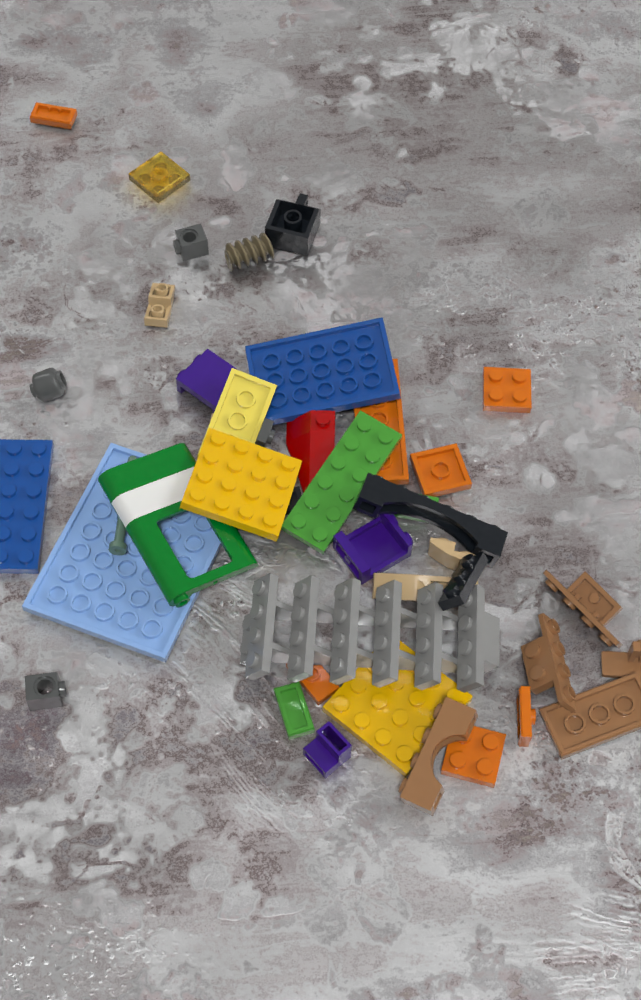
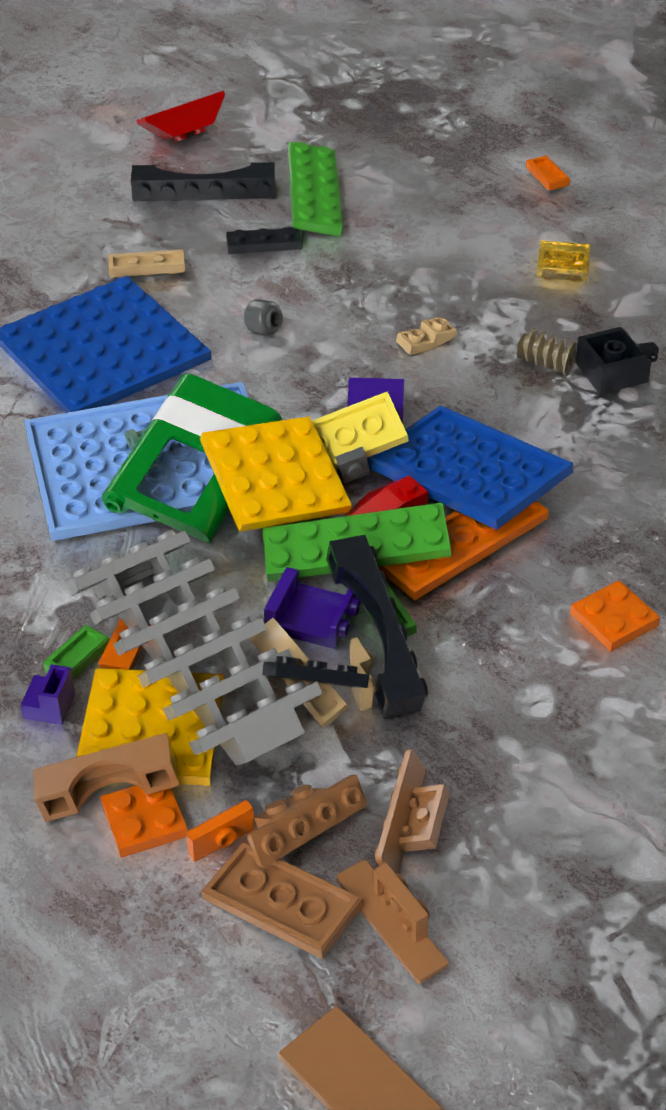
camera: 55 degrees right, 15 degrees down
(191, 242) = (515, 314): dark grey brick -> none
(440, 471) = (453, 613): orange plate -> none

